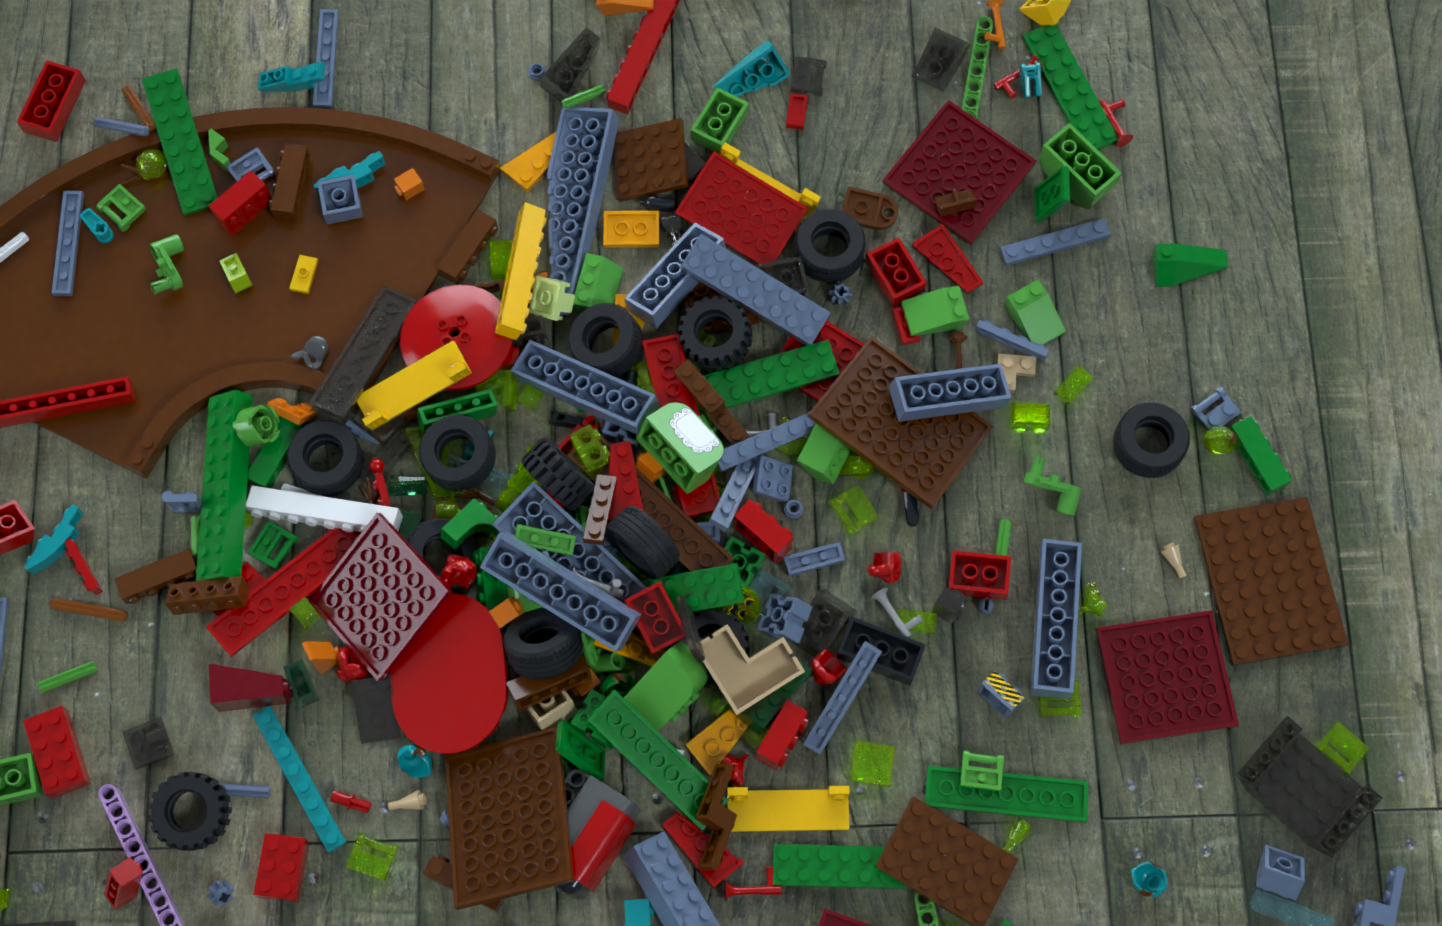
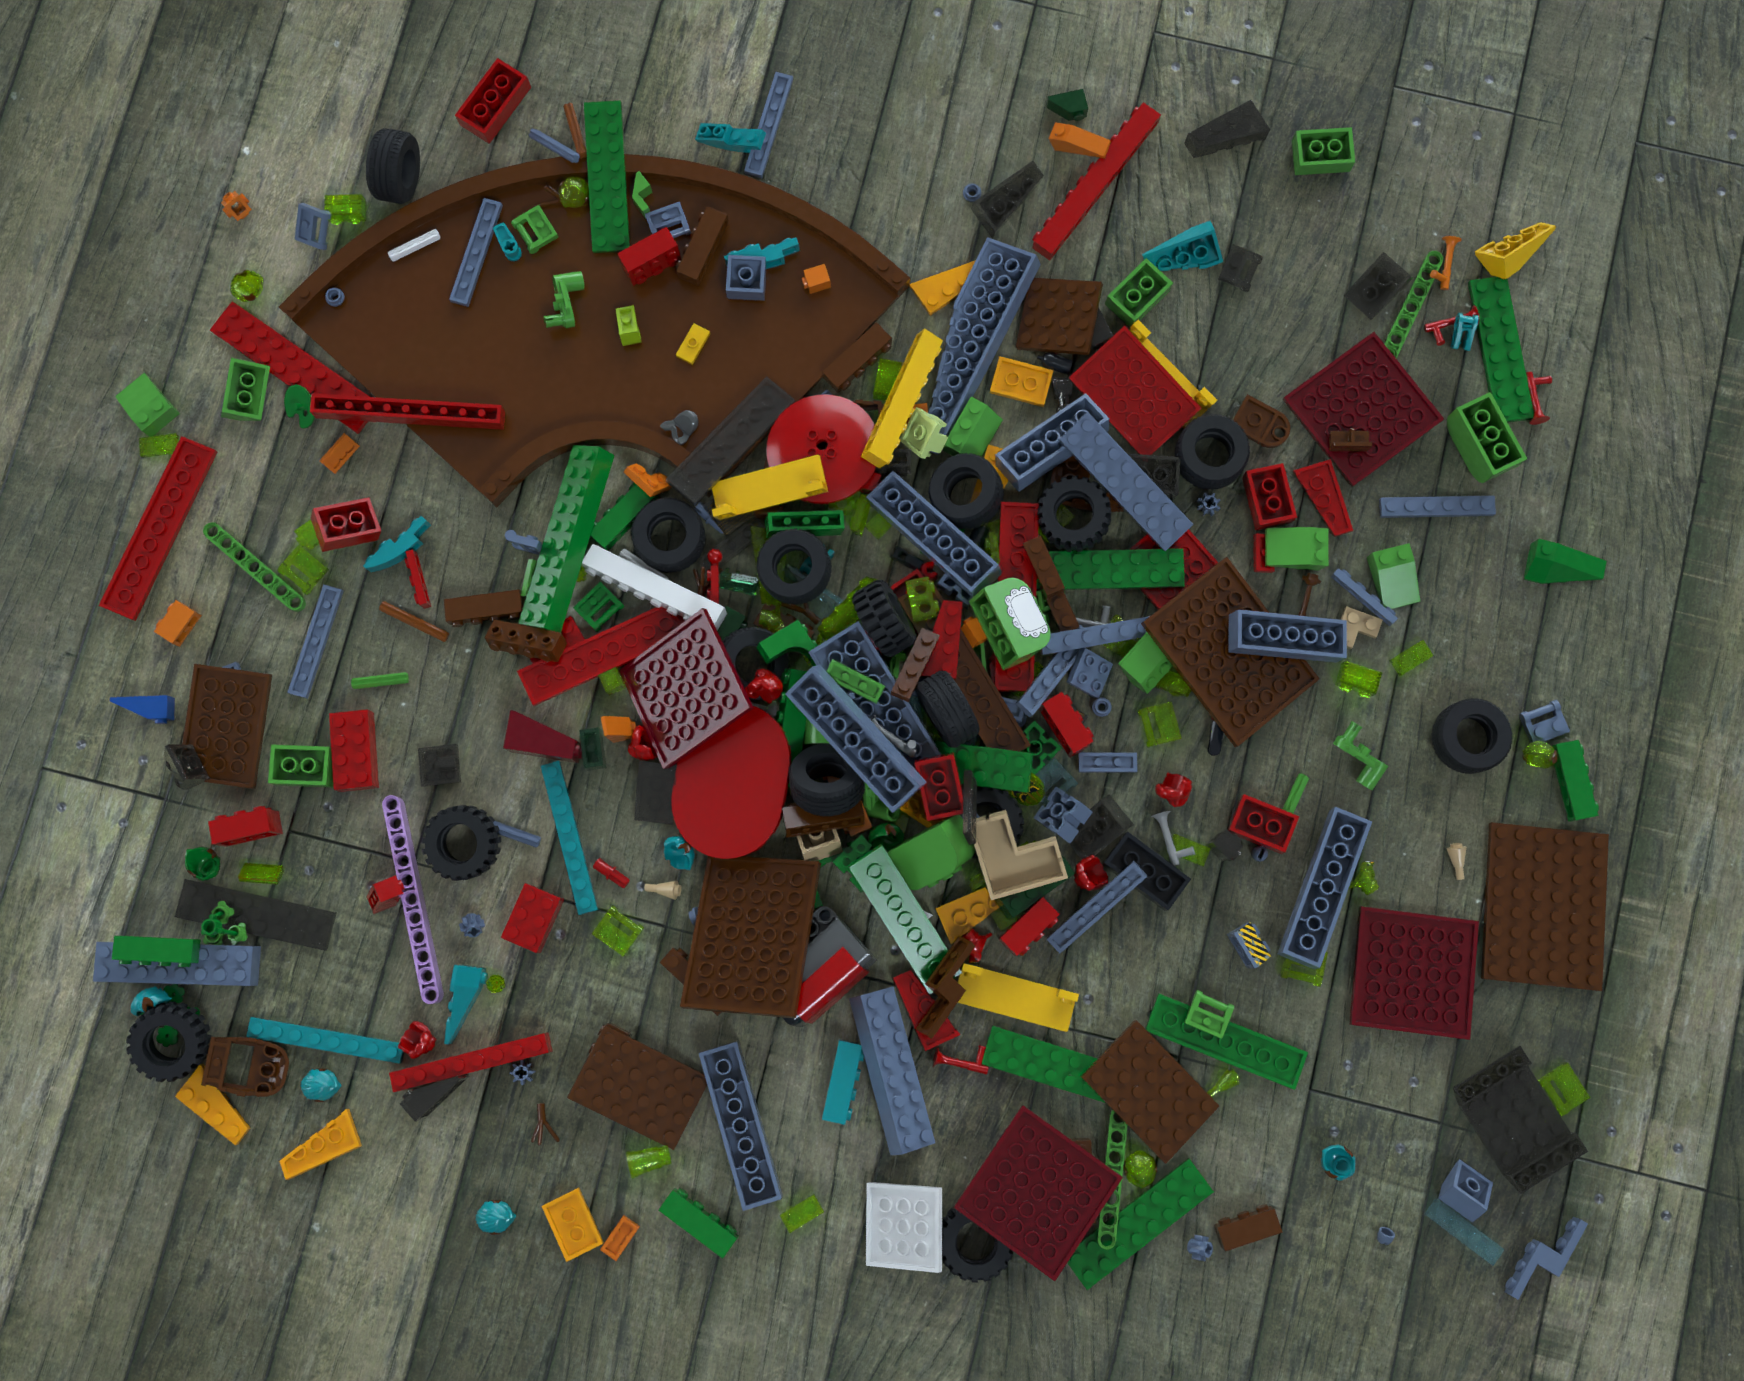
camera: 20 degrees right, 10 degrees up
(257, 425) = (611, 487): bright green brick -> none
(507, 611) = (800, 739): orange brick -> none
(580, 750) = (835, 889): green tile -> none
(583, 96) = (1010, 232): bright green axle -> none
(796, 111) = (1218, 302): red tile -> none
(872, 763) = (1106, 976): clear neon green plate -> none
(1052, 194) = (1449, 459): green tile -> none

